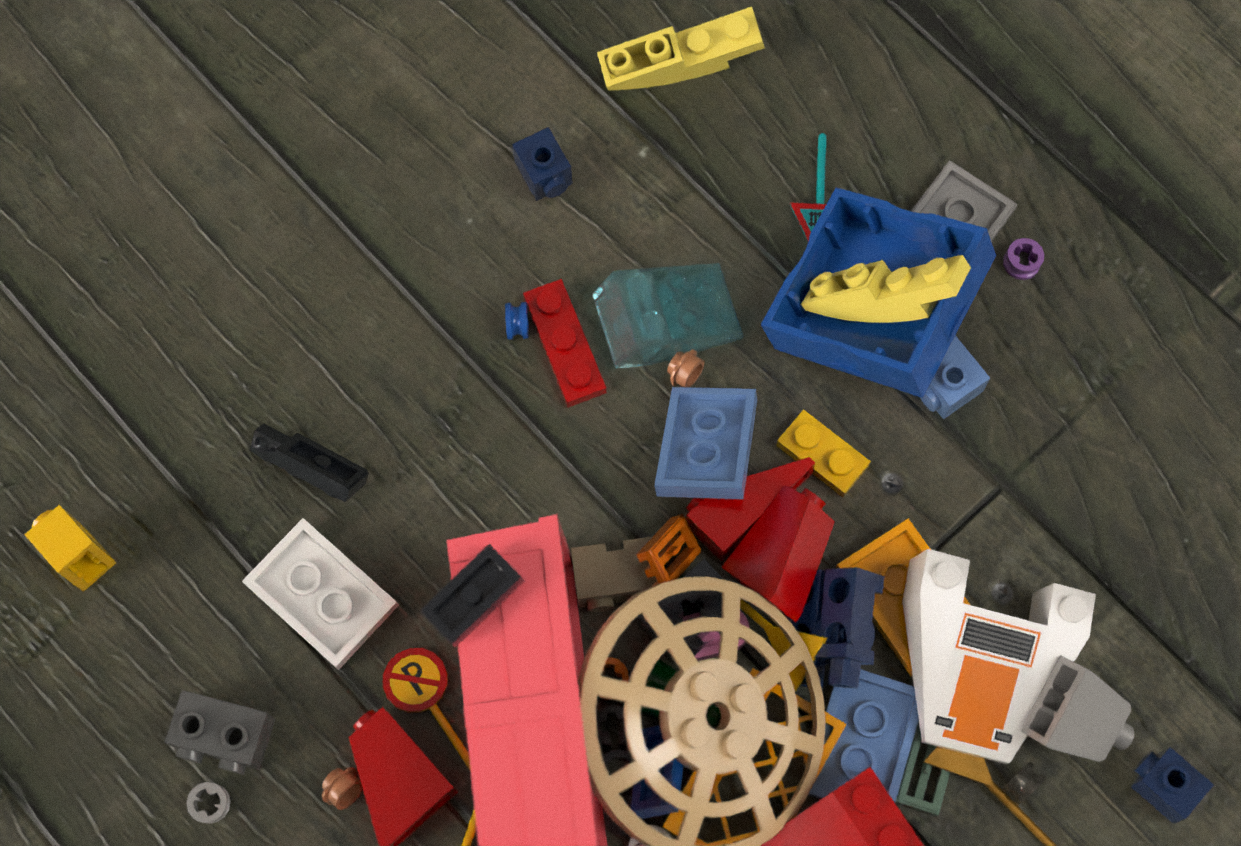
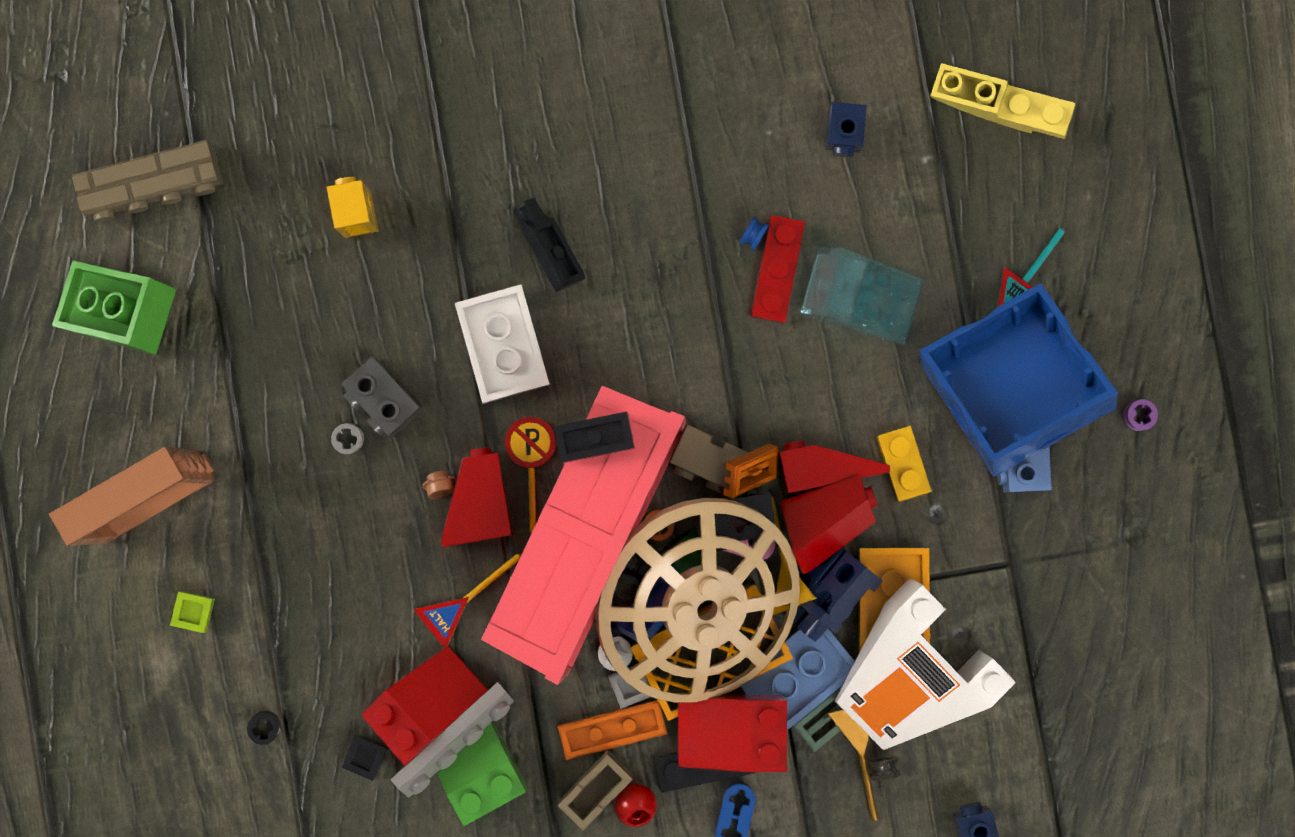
camera: 25 degrees right, 15 degrees up
(685, 368) = (848, 343): nougat plate -> none
(706, 443) = (826, 410): medium blue plate -> none
(880, 296) = (1012, 384): light yellow slope -> none
(966, 199) = (1122, 350): light grey tile -> none
(1079, 714) = (948, 751): light grey torso -> none

